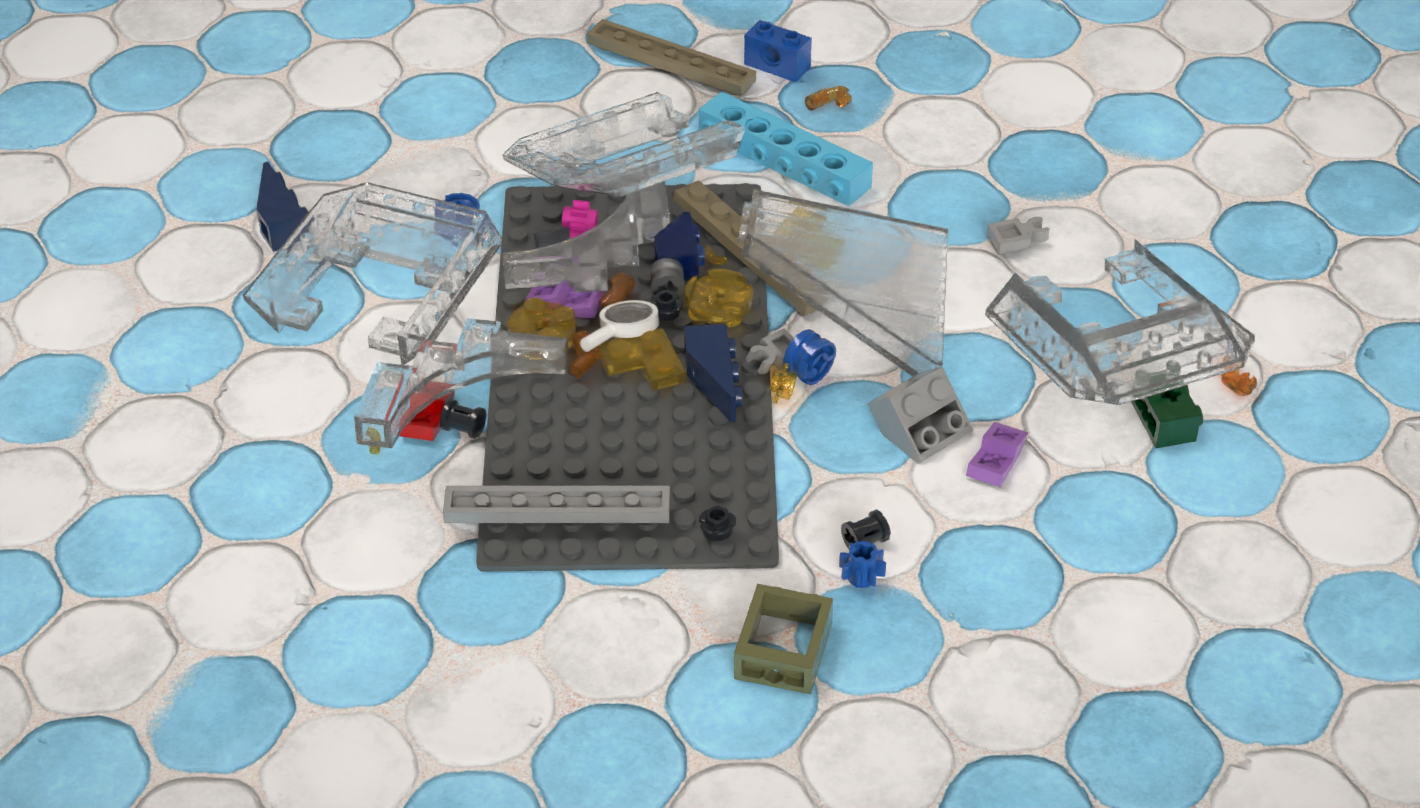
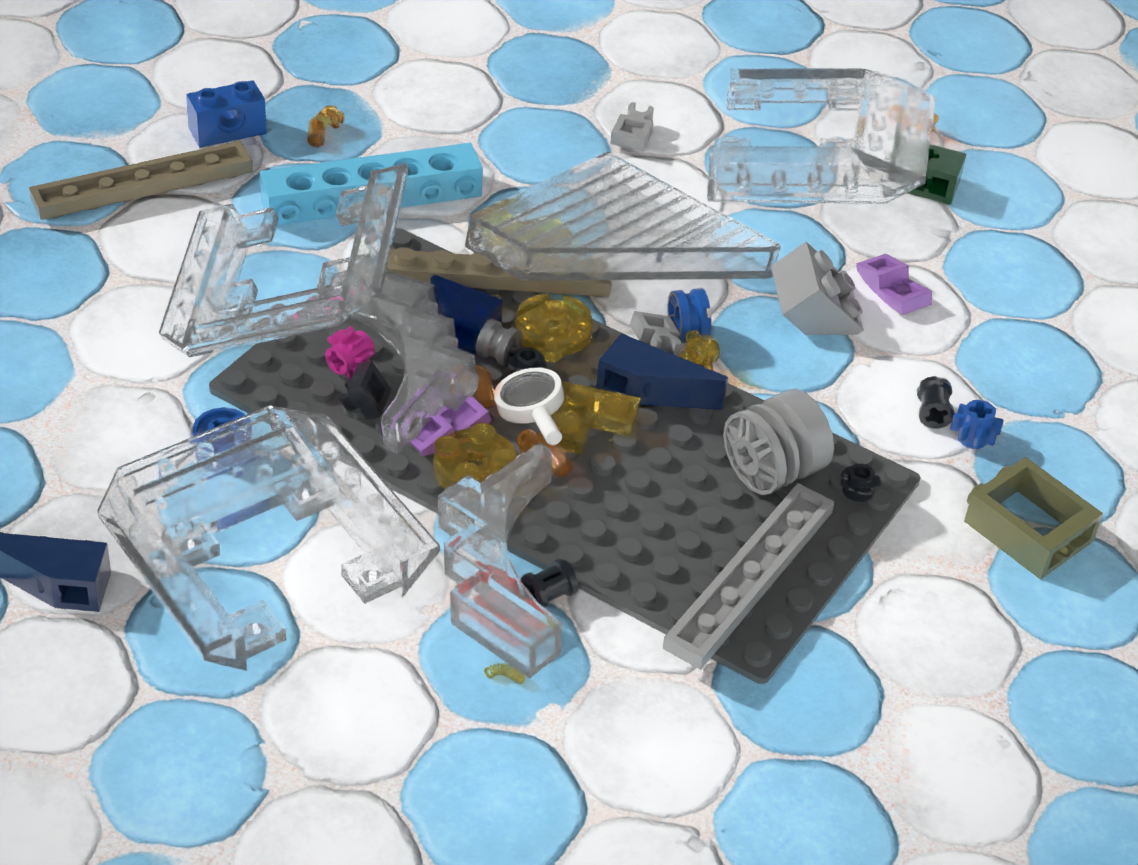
camera: 60 degrees left, 0 degrees up
(689, 450) = (778, 441): none -> light grey wheel

